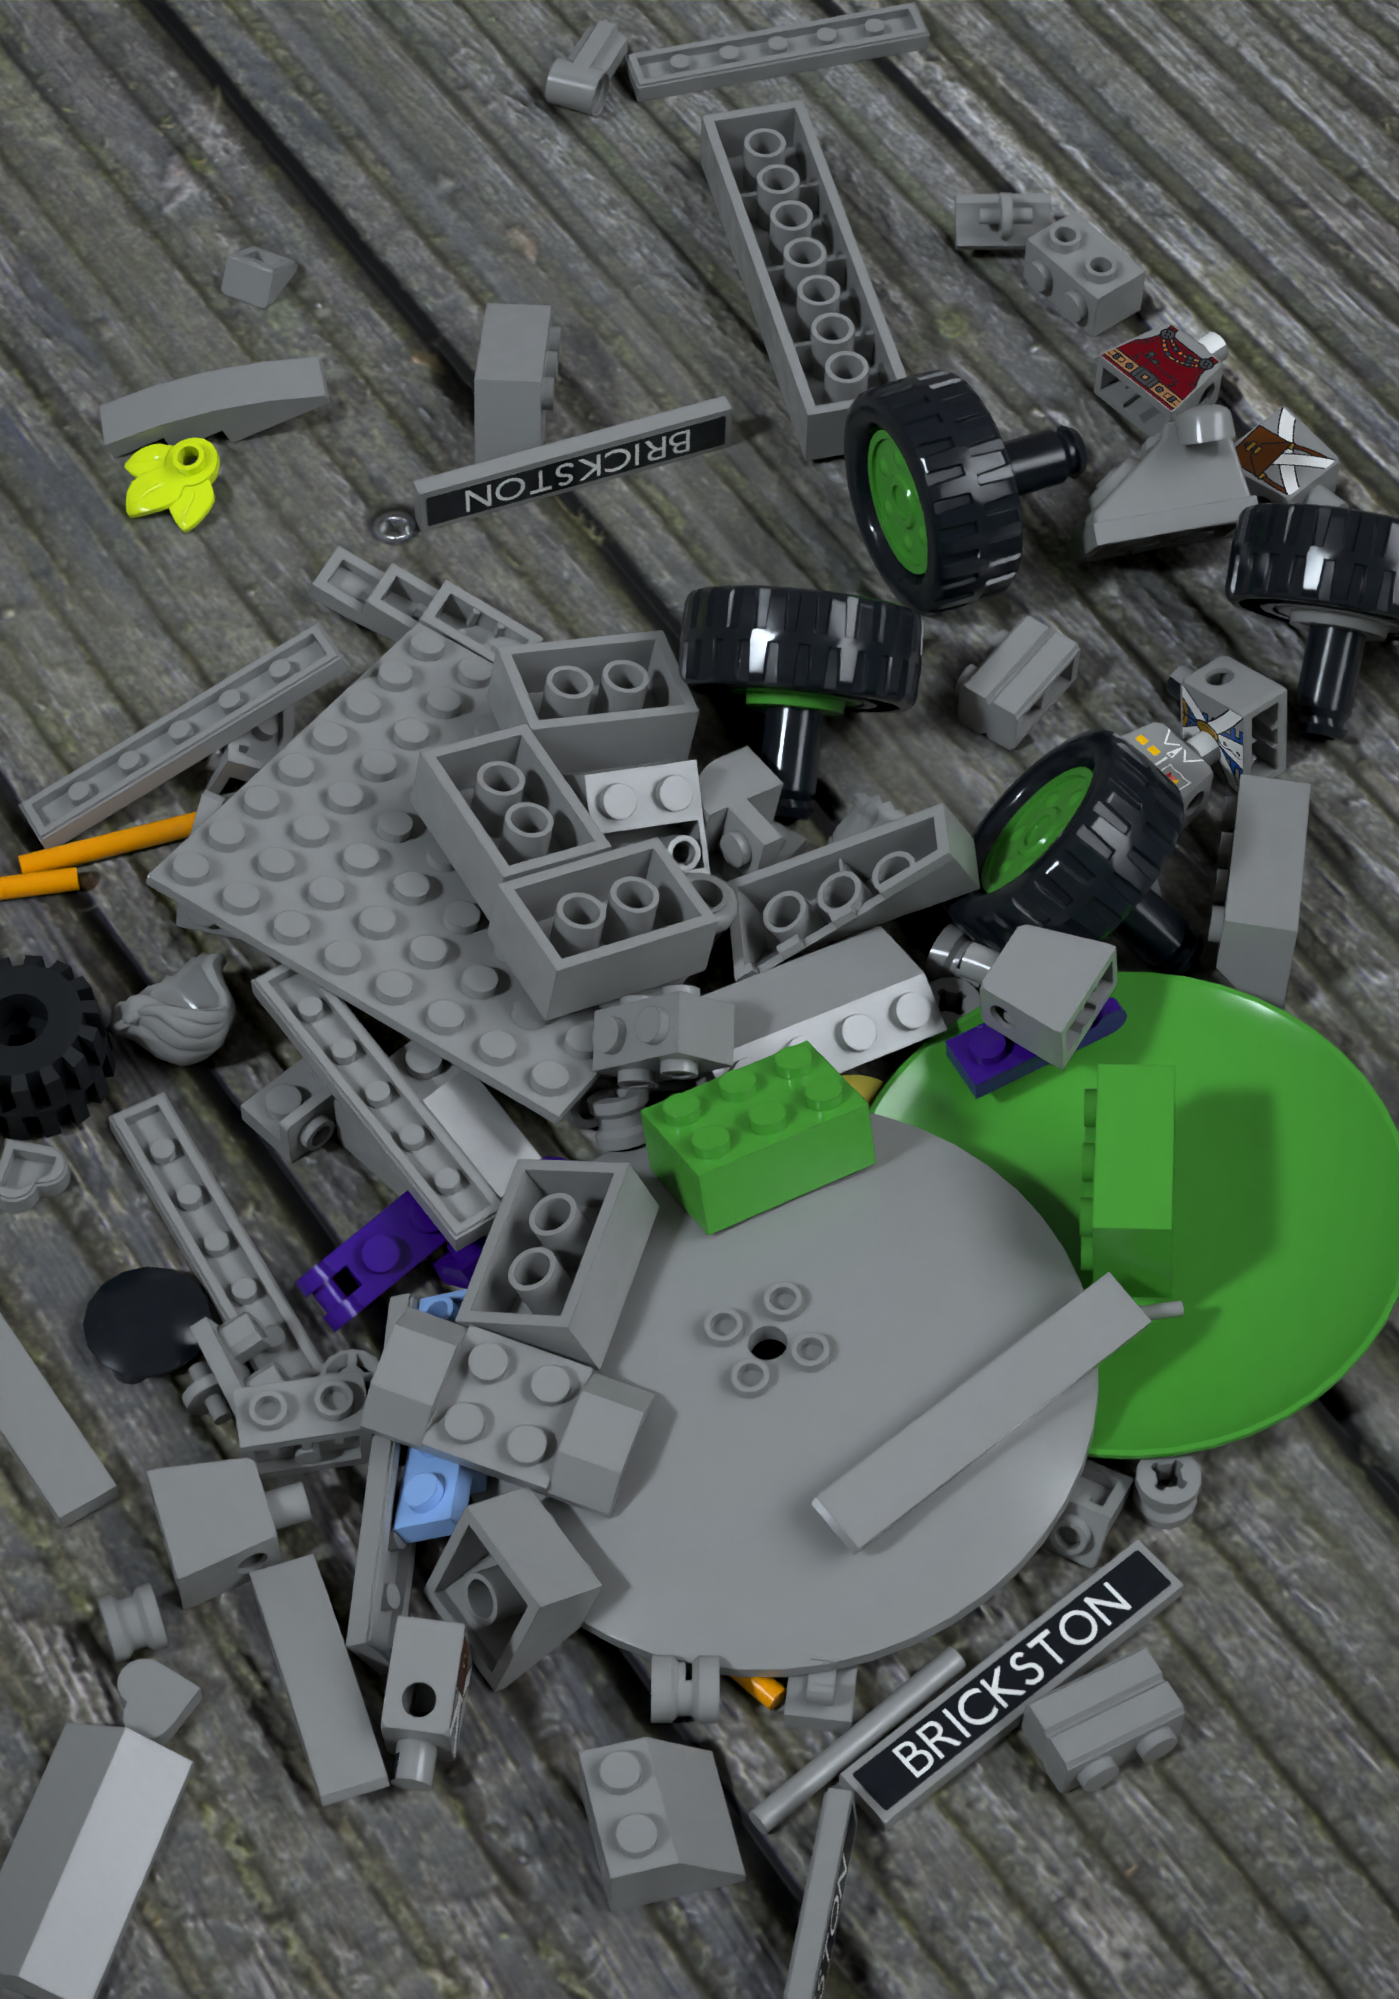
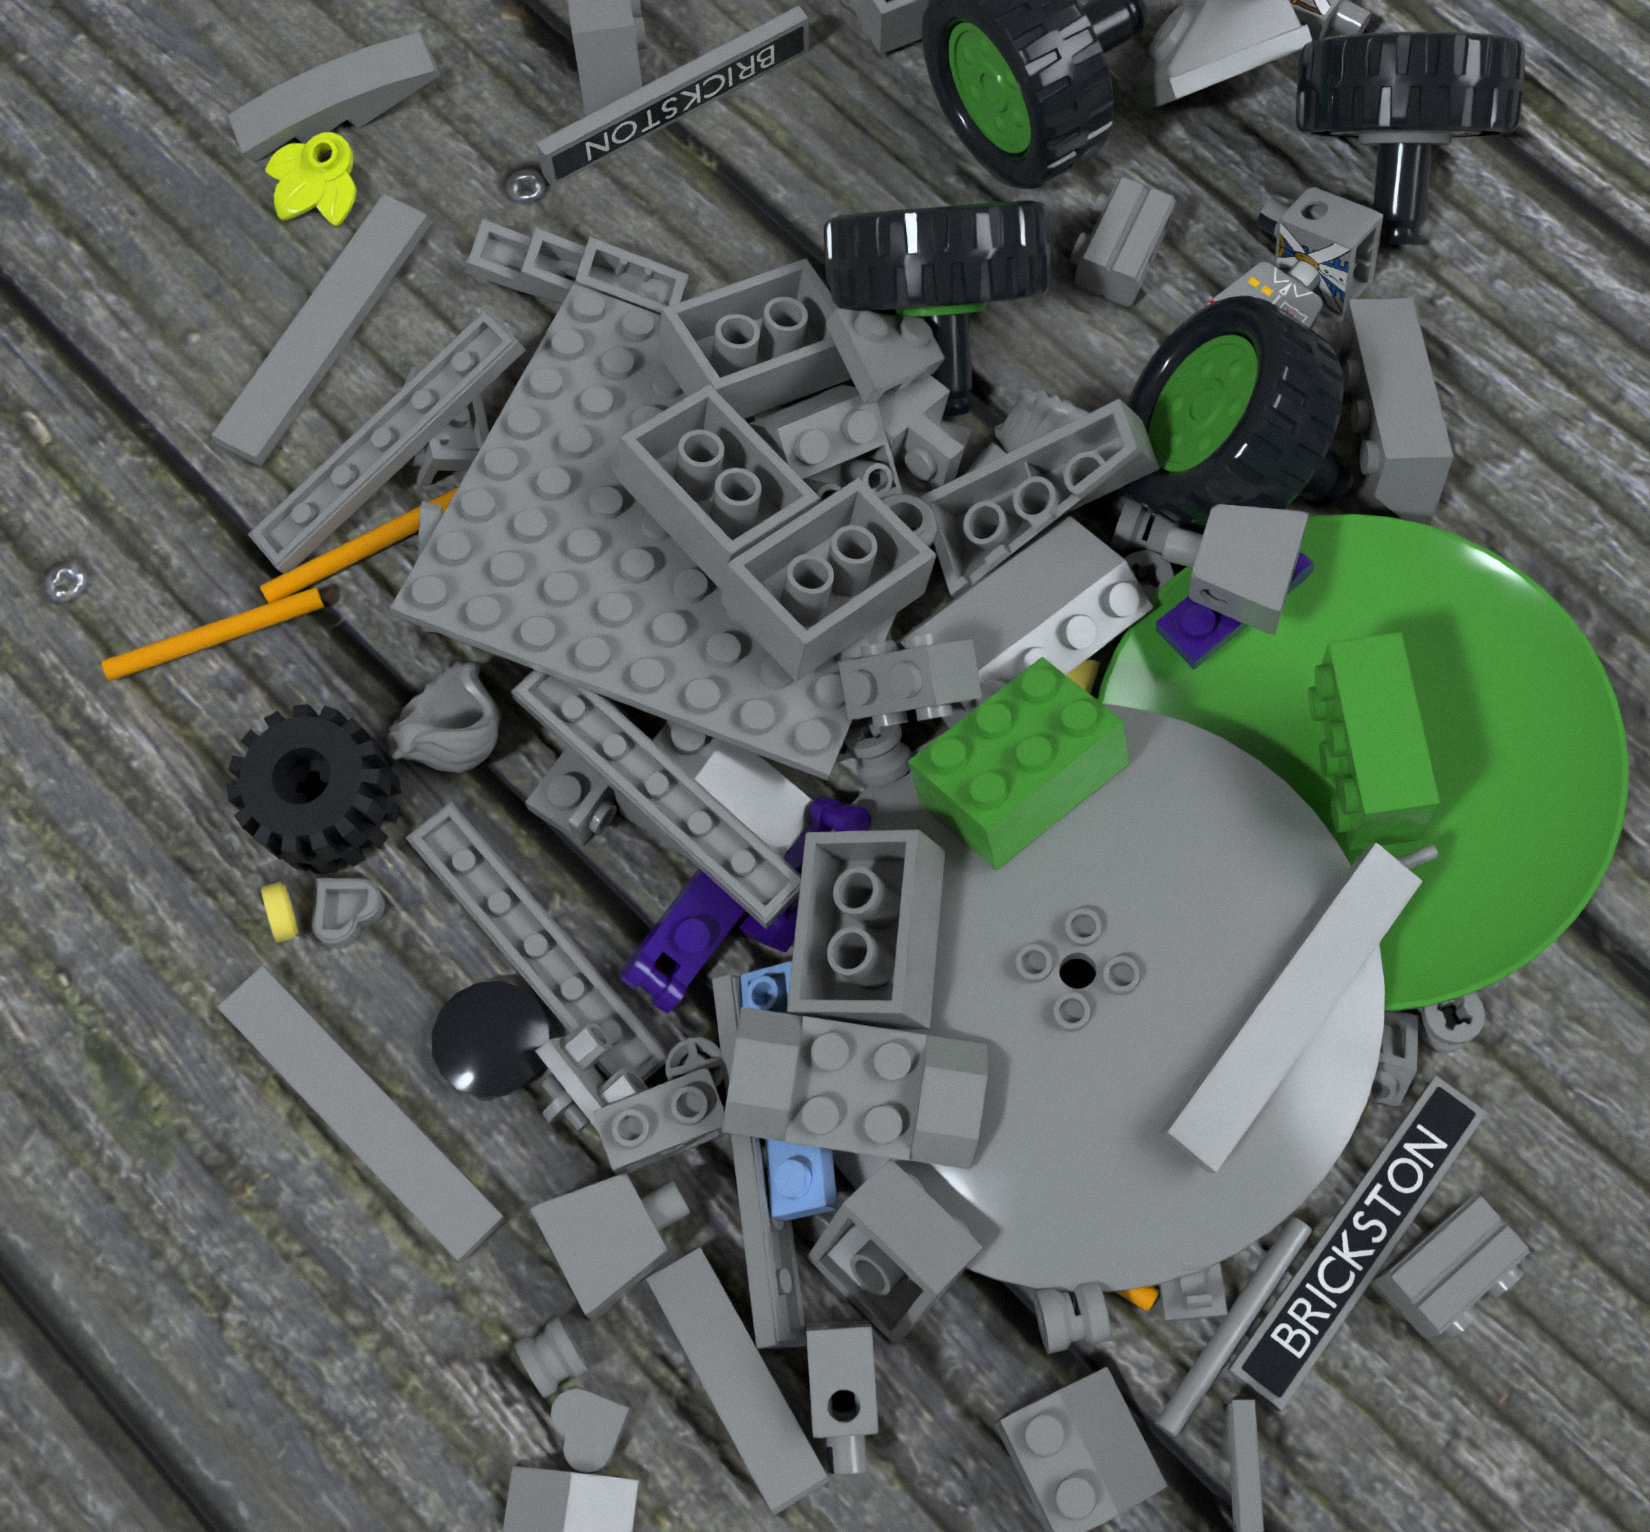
camera: 10 degrees left, 15 degrees up
(143, 626) = (320, 330): none -> light grey tile
(719, 726) = (883, 350): none -> light grey wing

